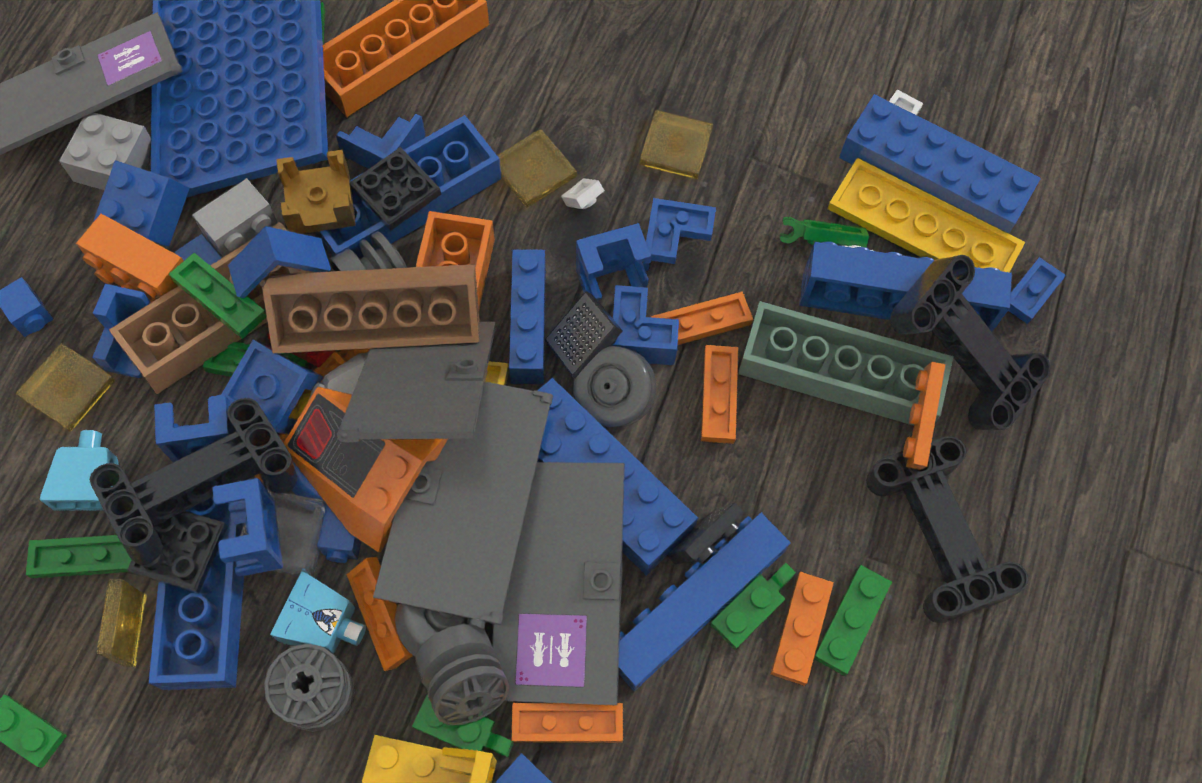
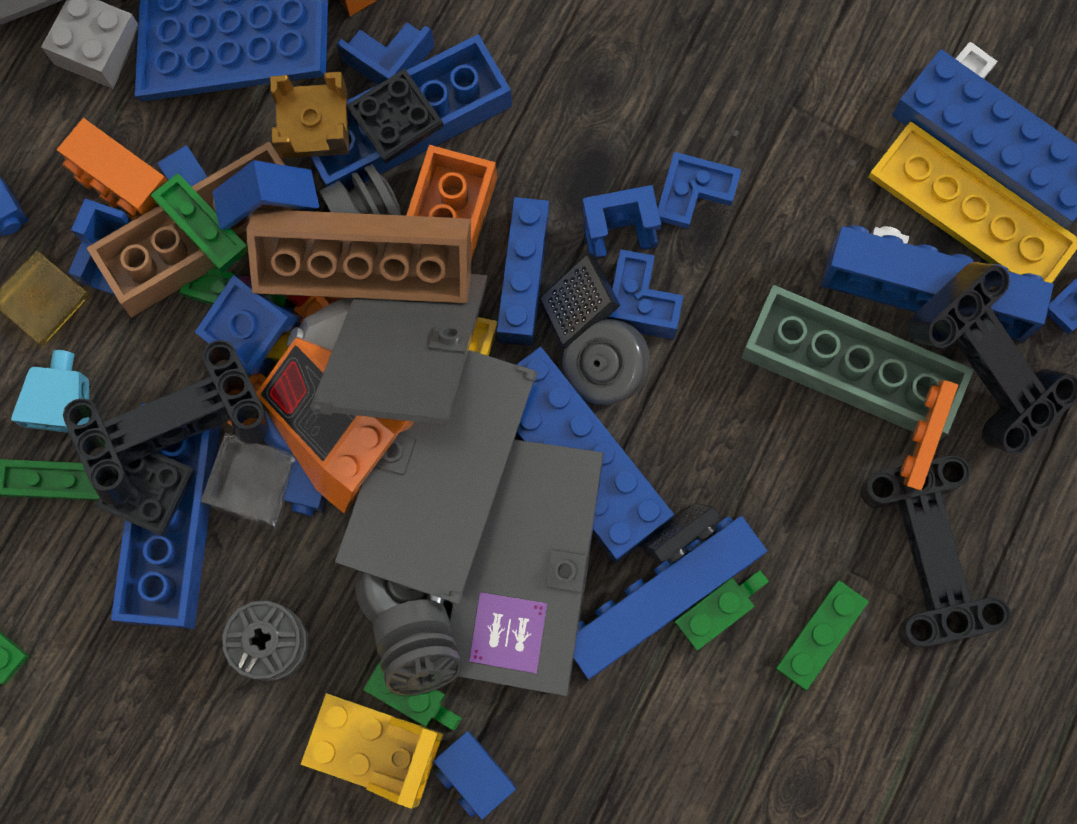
camera: 15 degrees right, 10 degrees up
(121, 623) = (87, 555): clear yellow plate -> none
(143, 202) = (126, 104): blue brick -> none
(184, 440) = (156, 376): blue panel -> none
(234, 218) = (223, 134): light grey brick -> none
(261, 547) = (228, 460): blue panel -> none
(317, 617) = (278, 570): medium azure torso -> none
(377, 614) = (339, 578): orange plate -> none
(535, 168) = (549, 98): clear yellow plate -> none
(567, 723) = (515, 705): orange plate -> none
(583, 194) = (599, 134): white plate -> none
(676, 144) = (710, 83): clear yellow plate -> none
(710, 317) = (717, 292): orange plate -> none
(719, 394) = (717, 379): orange plate -> none
(802, 628) = (768, 637): orange plate -> none
(824, 232) = (859, 206): green plate -> none

